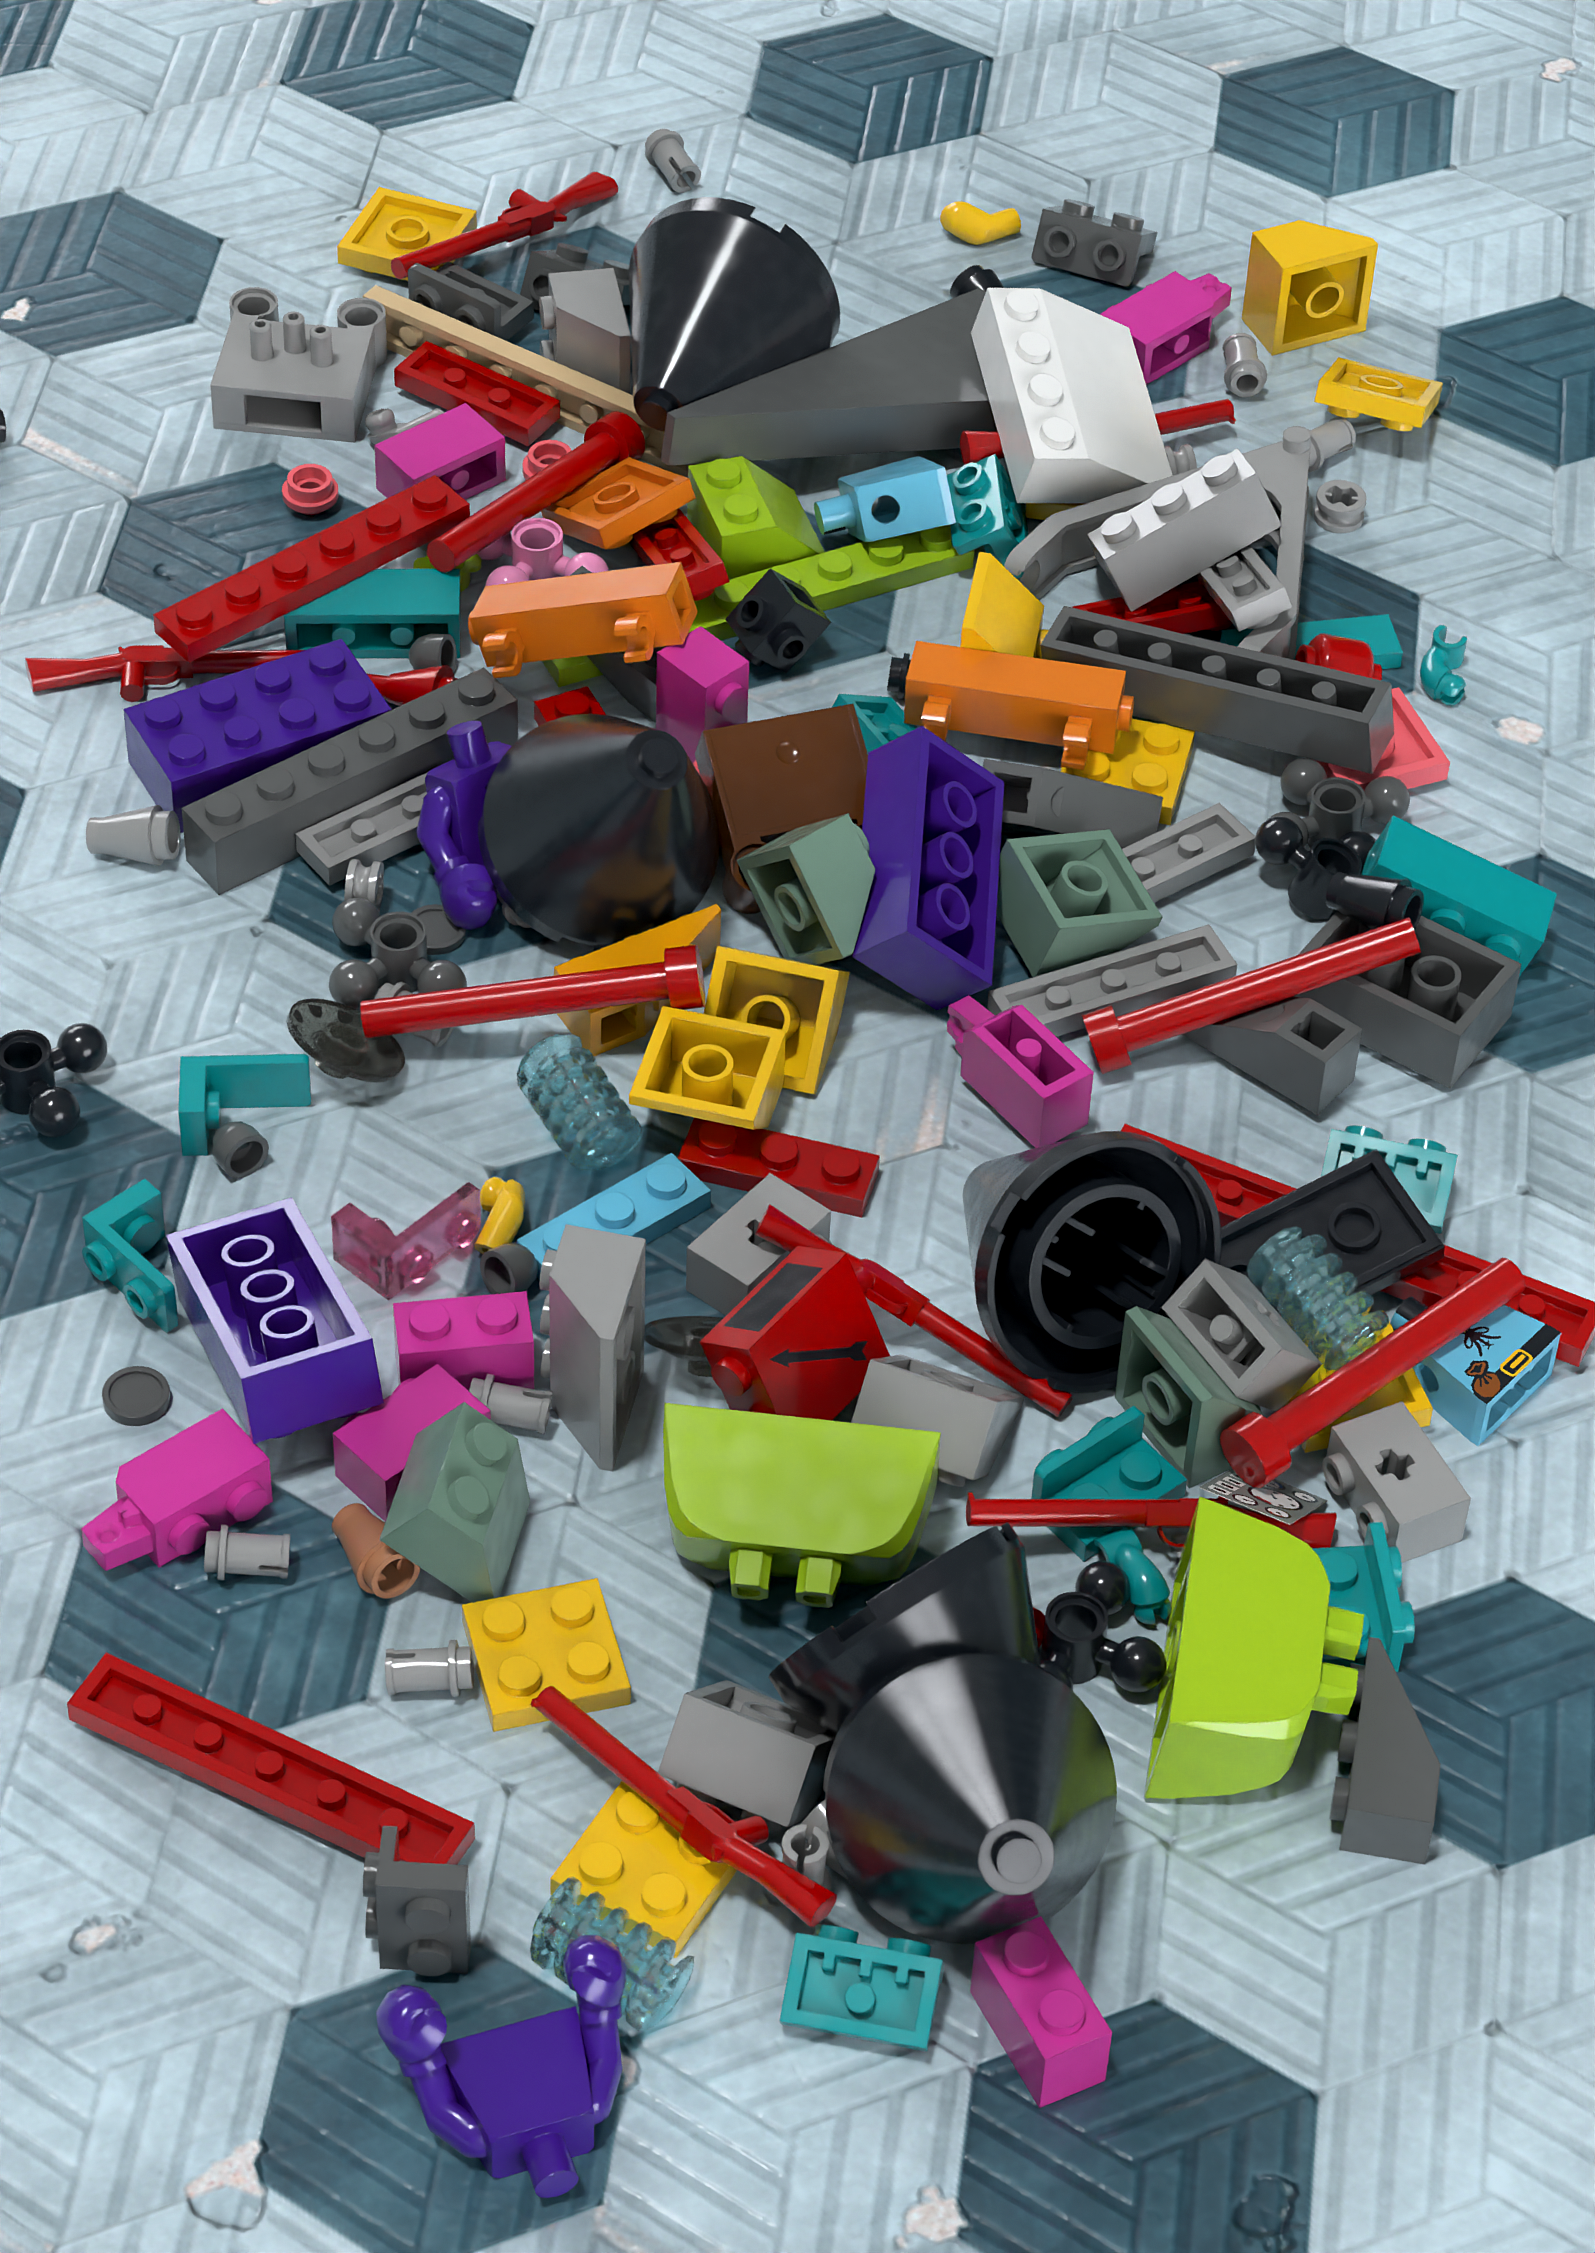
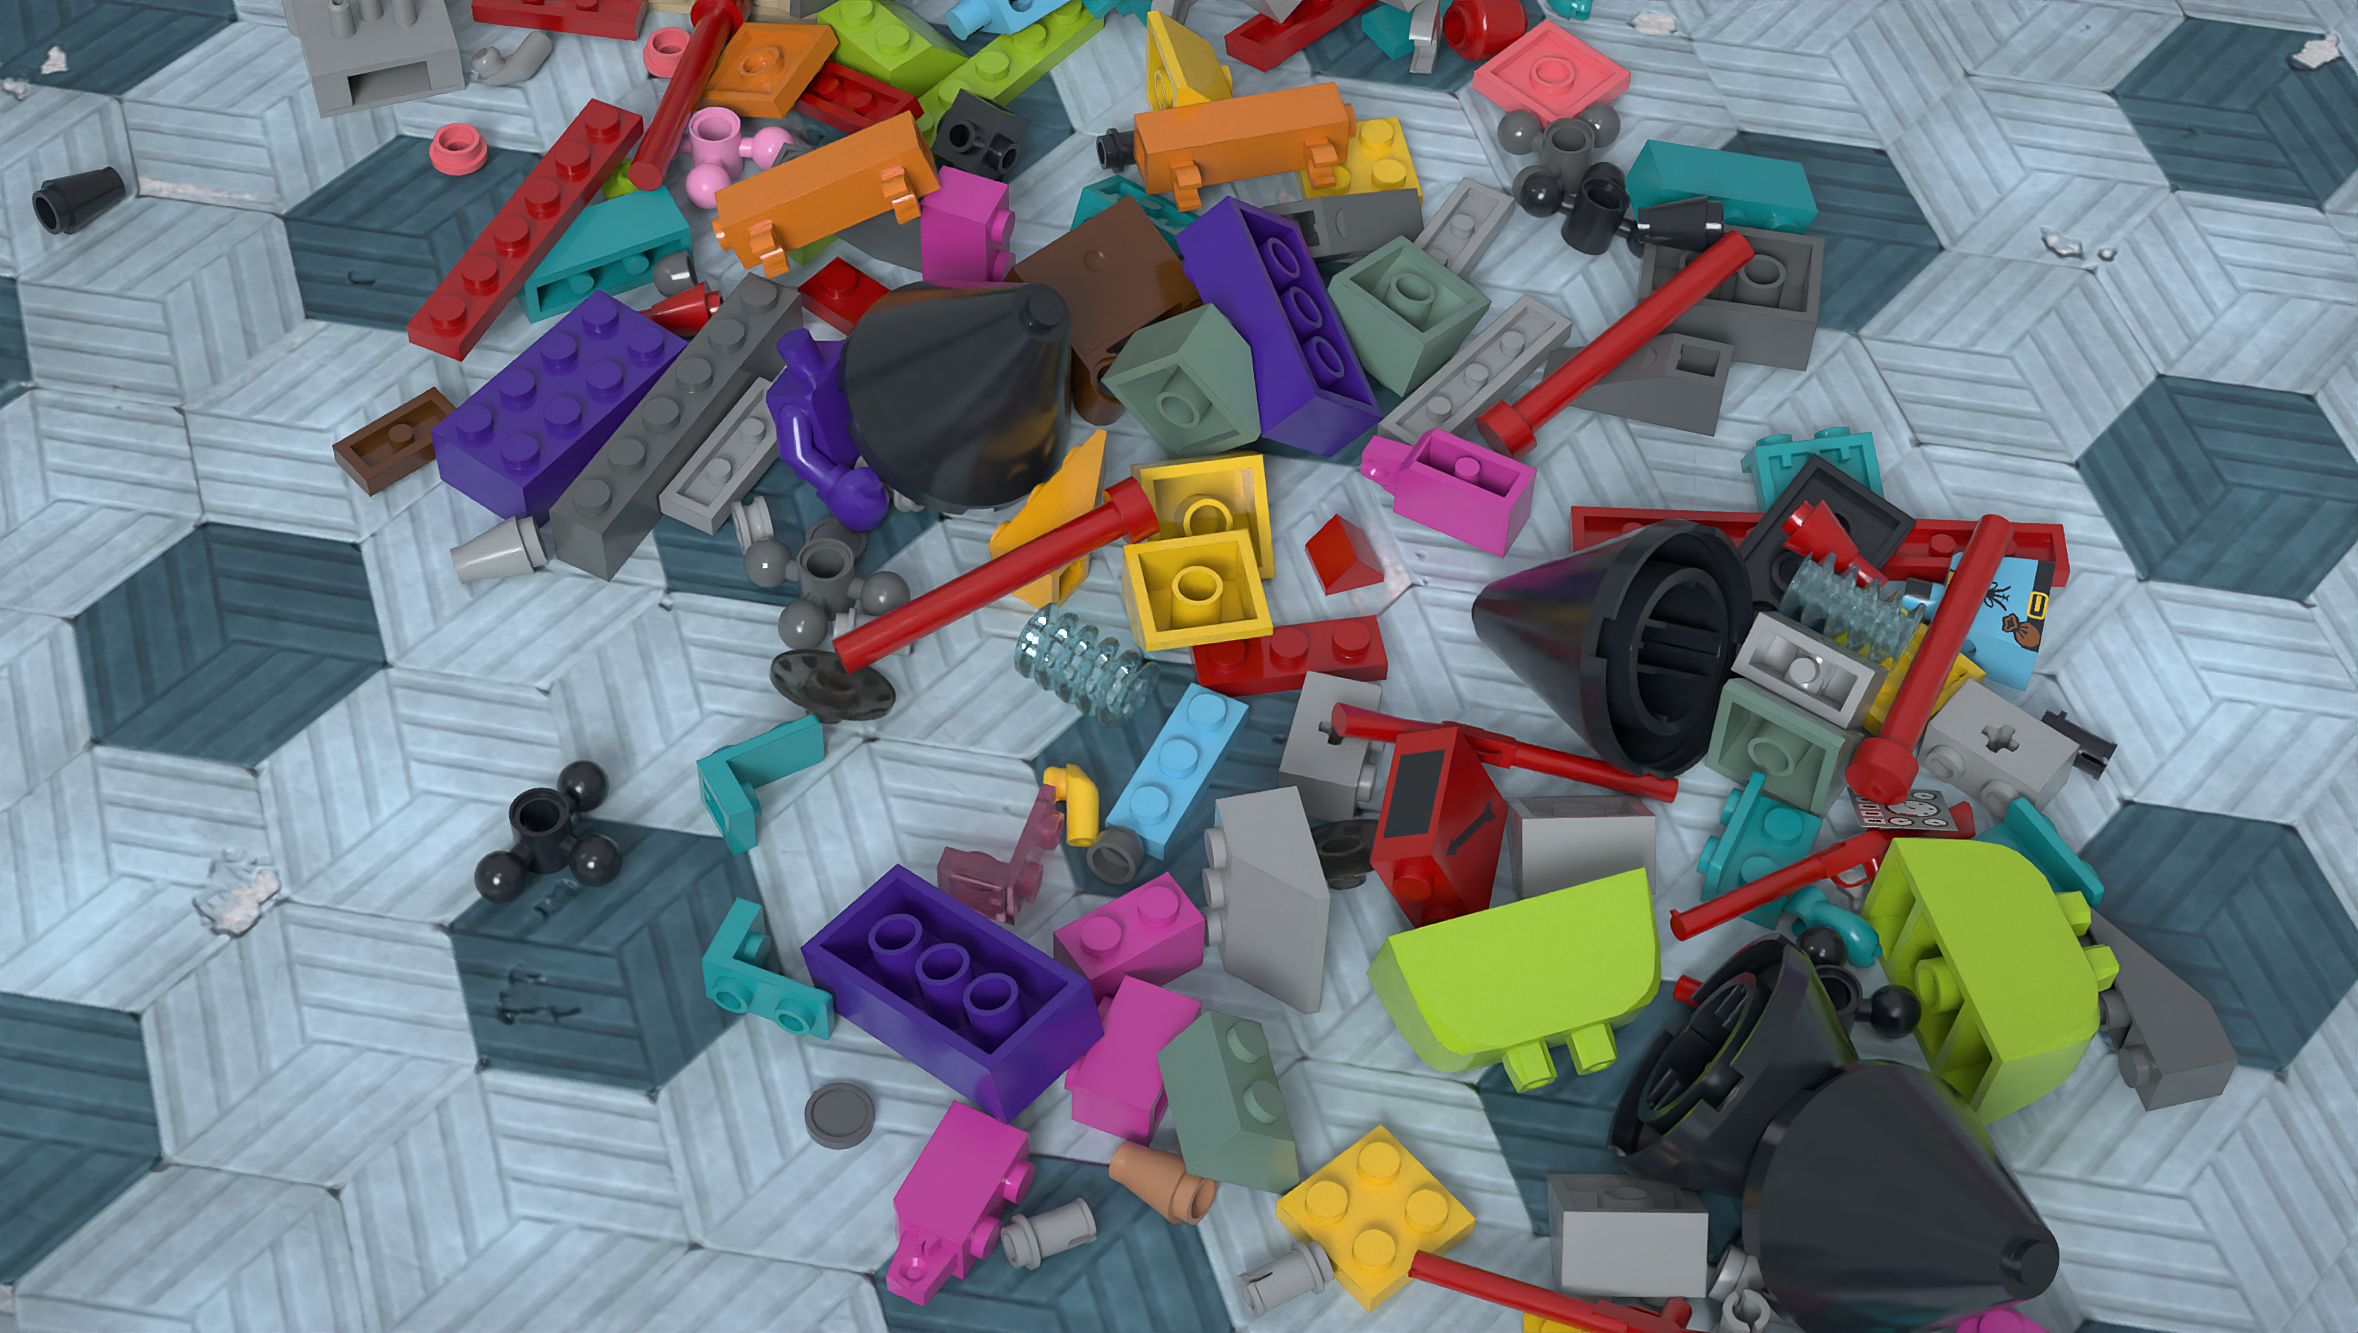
camera: 25 degrees left, 5 degrees up
(95, 716) = (393, 443): none -> reddish brown plate
(141, 666) = (413, 374): red piece -> none
(239, 1149) = (791, 829): dark grey hinge -> none
(453, 446) = (564, 77): dark pink brick -> none
(513, 1404) = (1206, 983): light grey pin -> none
(887, 1097) = (1342, 557): none -> red slope
(1233, 689) = (1425, 67): dark grey brick -> none
(1329, 1213) = (1821, 532): none -> red cone
(1487, 1507) = (2093, 750): none -> black pin

